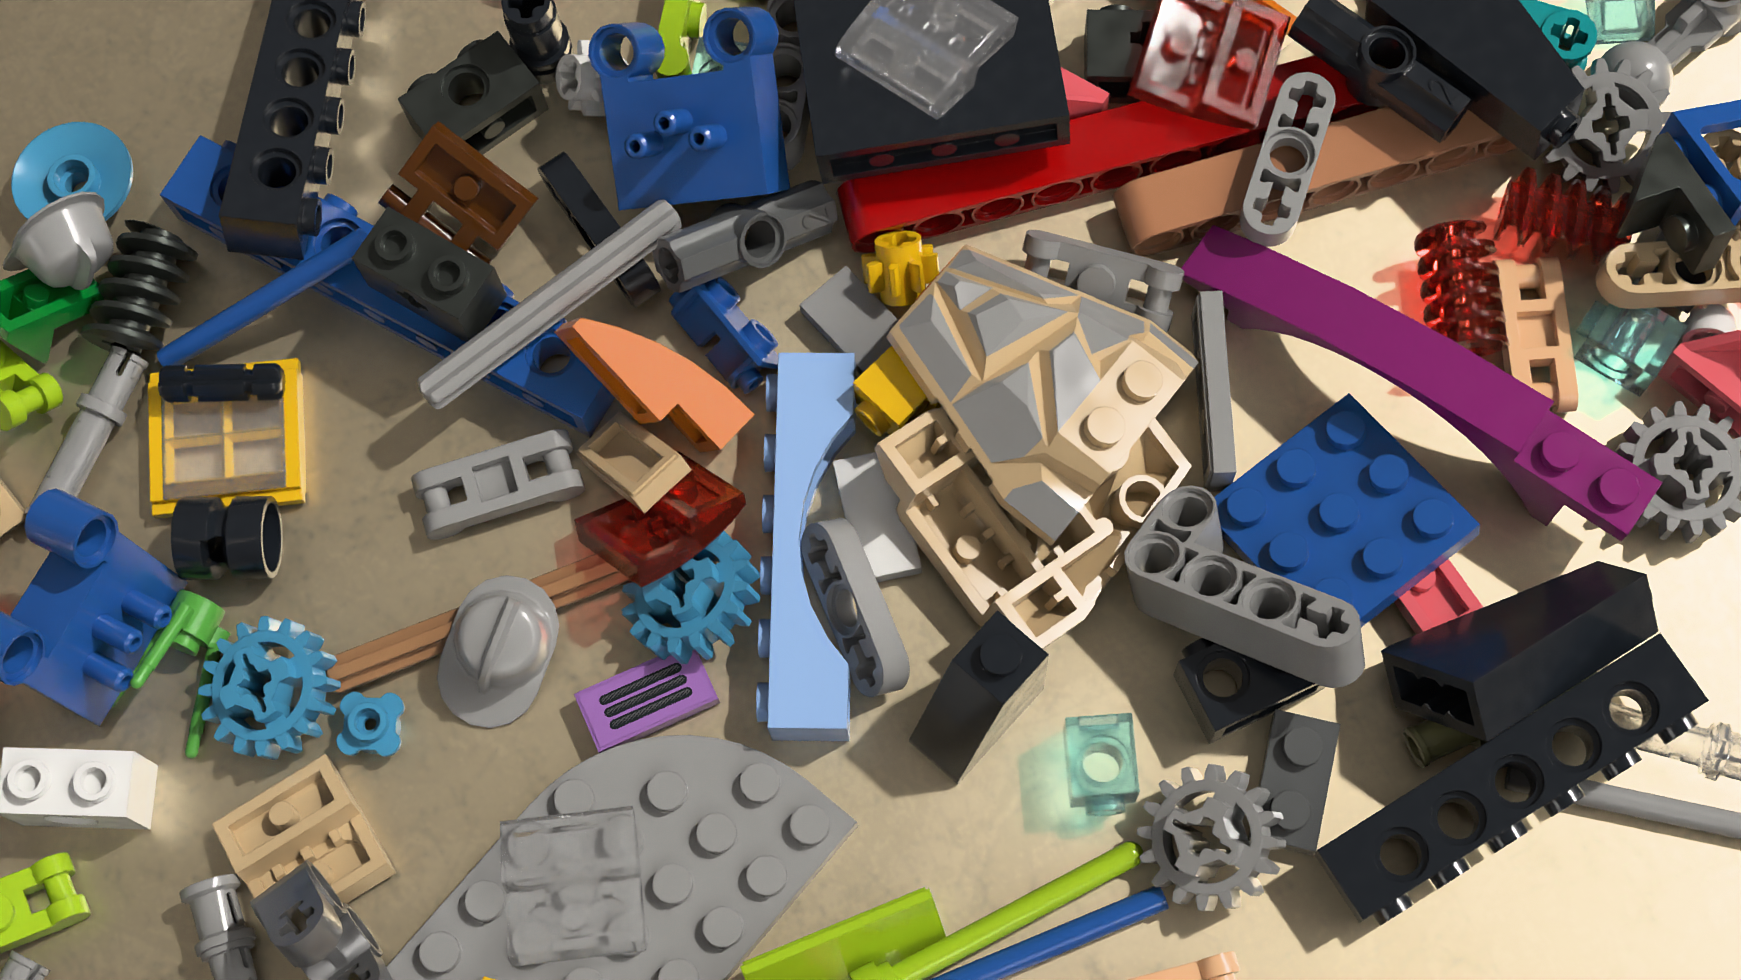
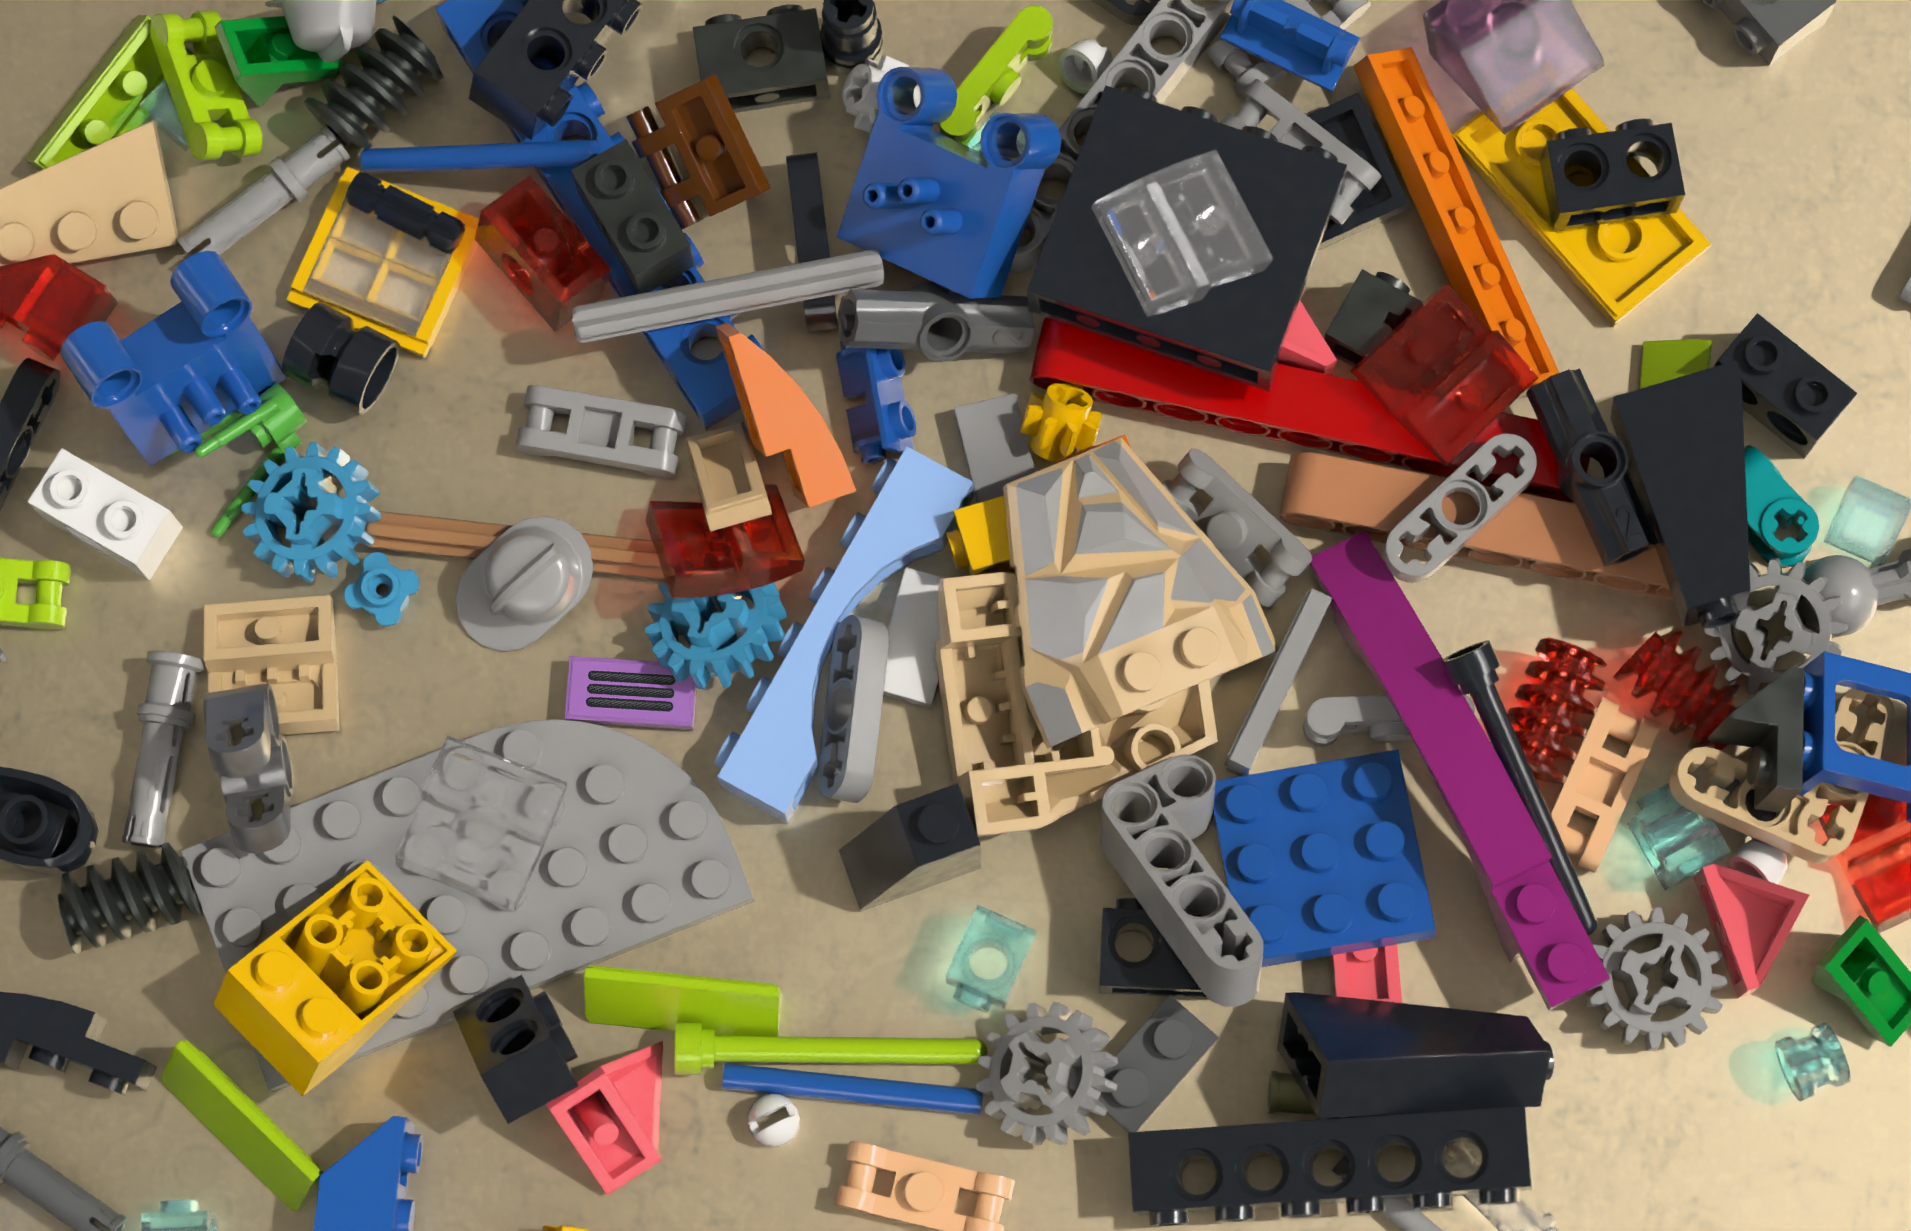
camera: 25 degrees right, 5 degrees up
(362, 353) = (541, 252): none -> clear red brick
(1315, 372) = (1355, 714): none -> light grey plate
(1389, 281) = (1475, 674): none -> black piece

